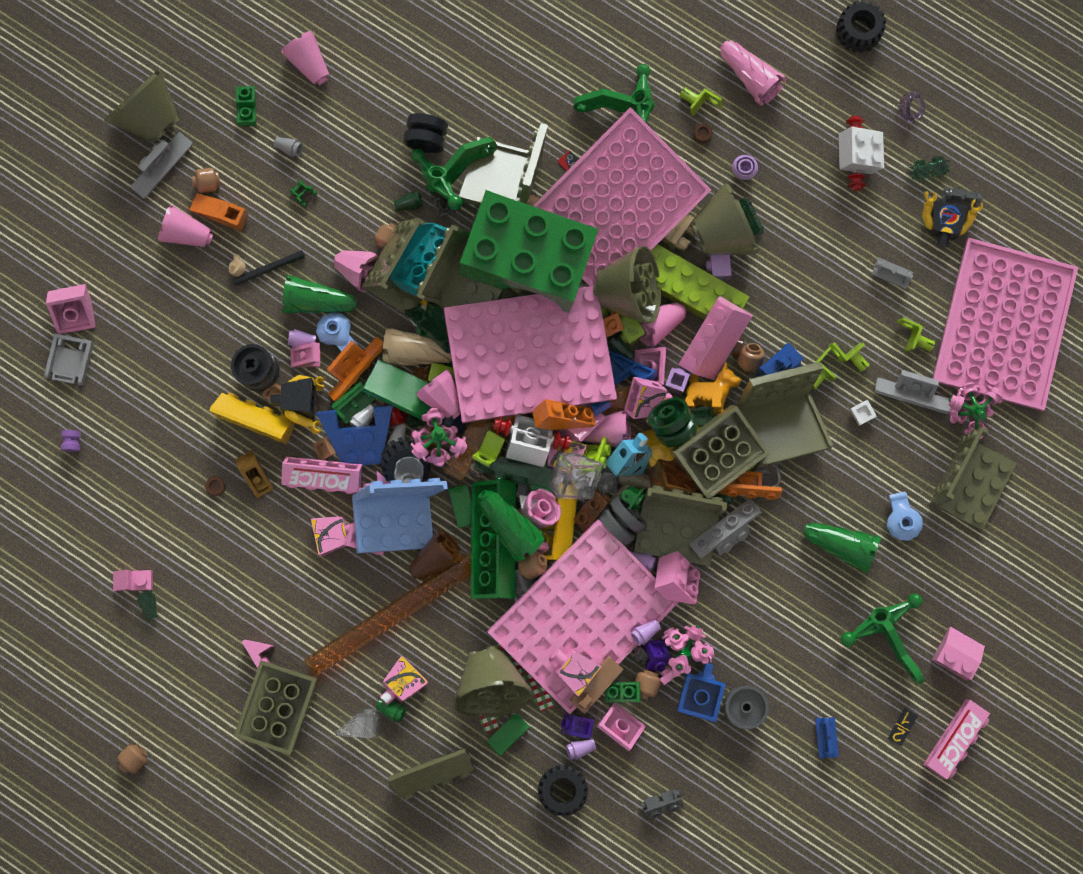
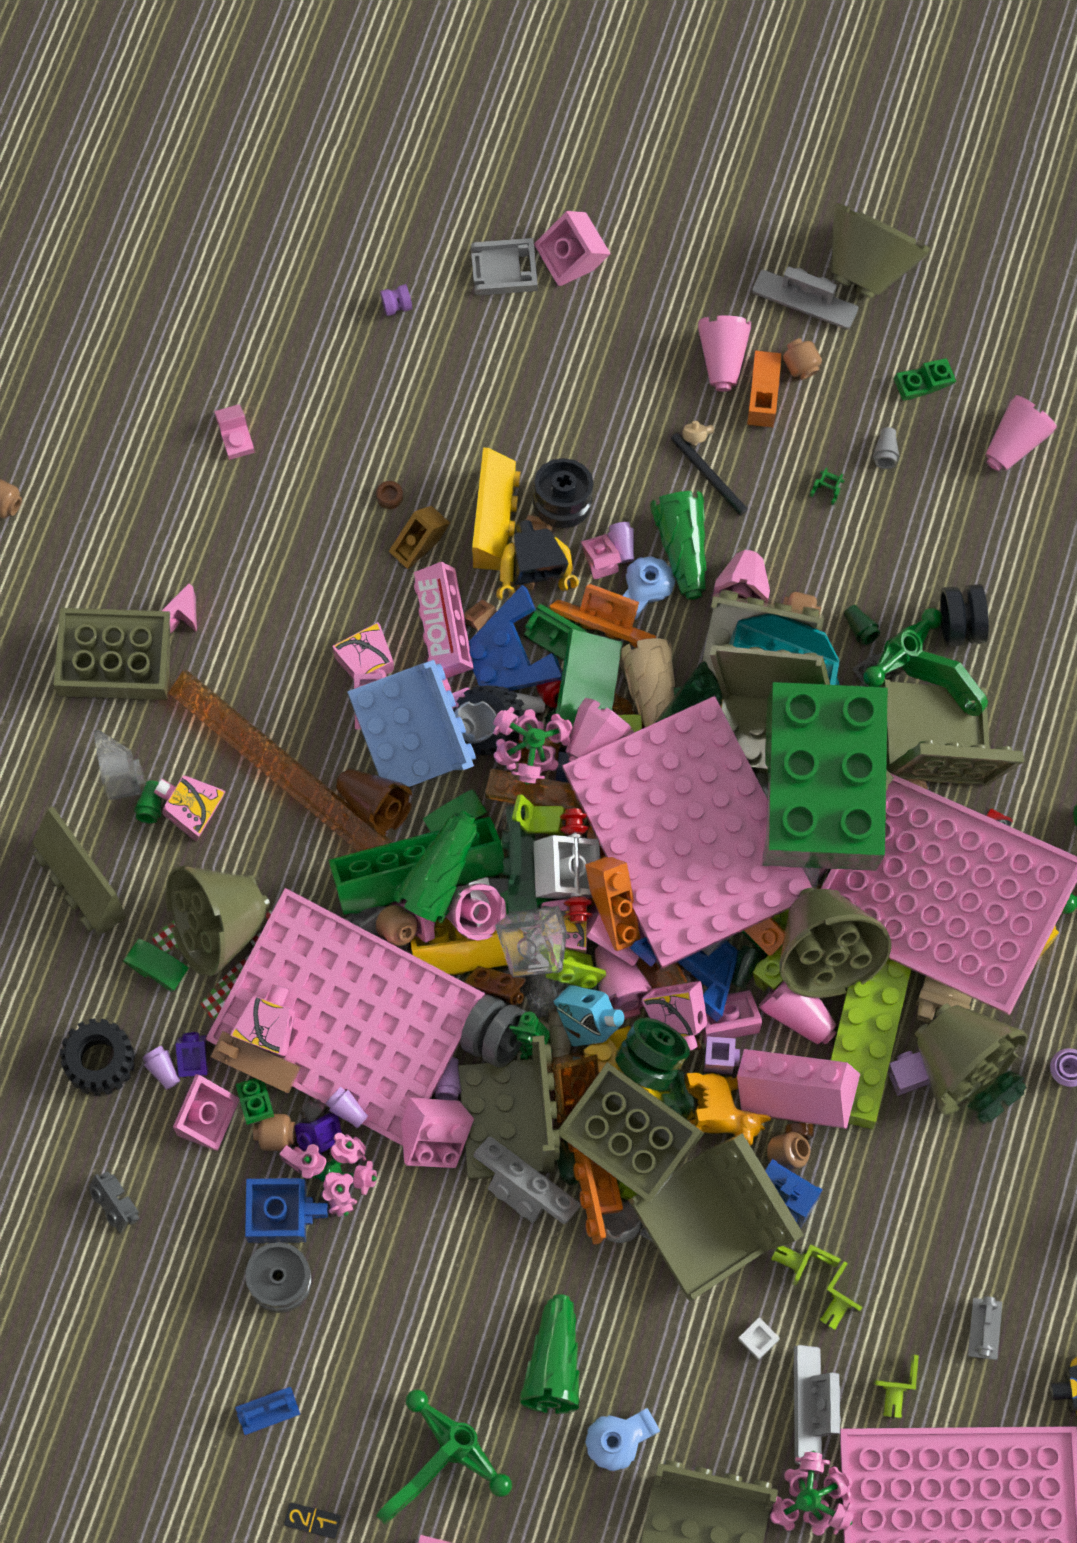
camera: 75 degrees right, 10 degrees down
(147, 602) = (208, 457): clear green cone -> none
(363, 417) = (536, 649): white cone -> none

